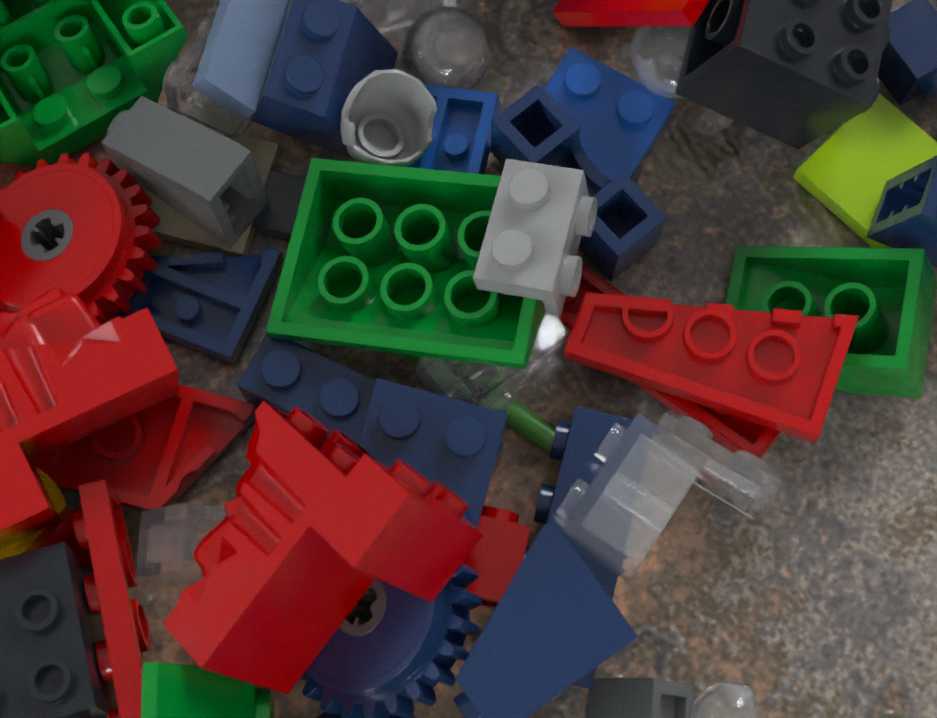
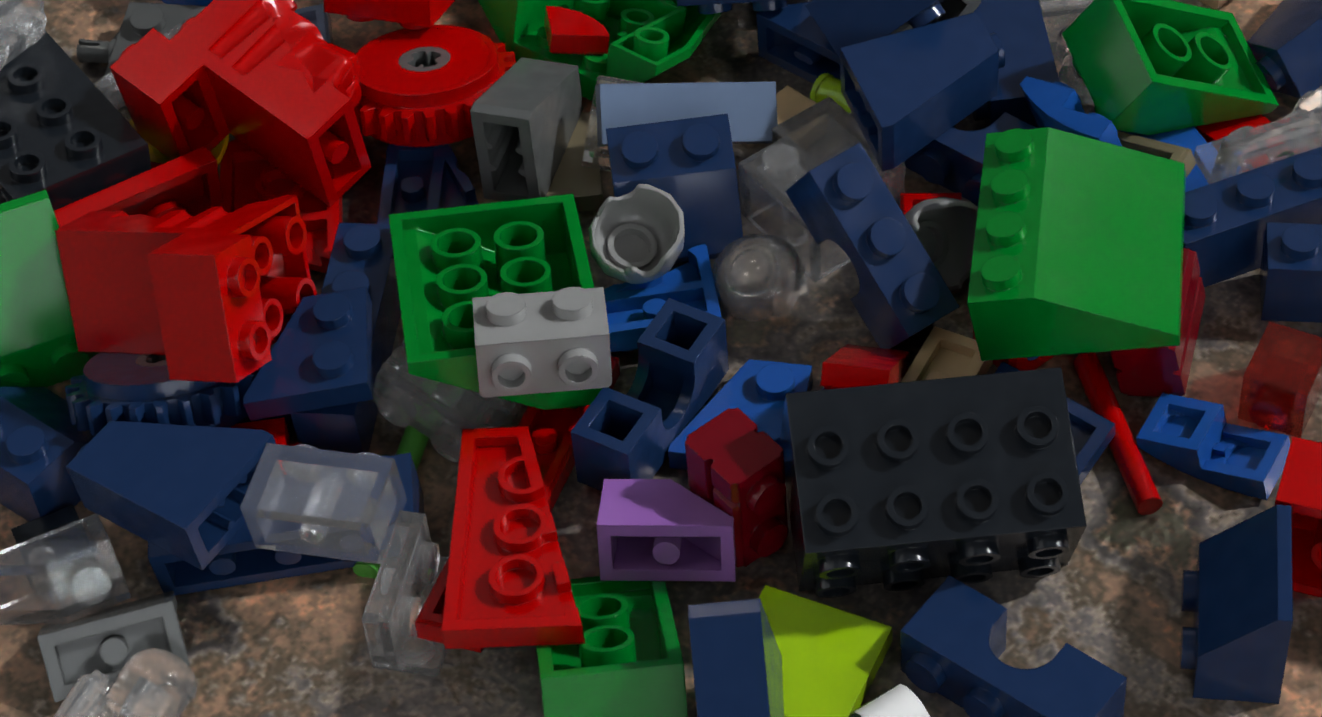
camera: 75 degrees right, 25 degrees down
(68, 89) = (574, 32): none -> red tile
(720, 143) = (743, 477): none -> dark red brick
(721, 229) = (662, 534): none -> medium lavender slope

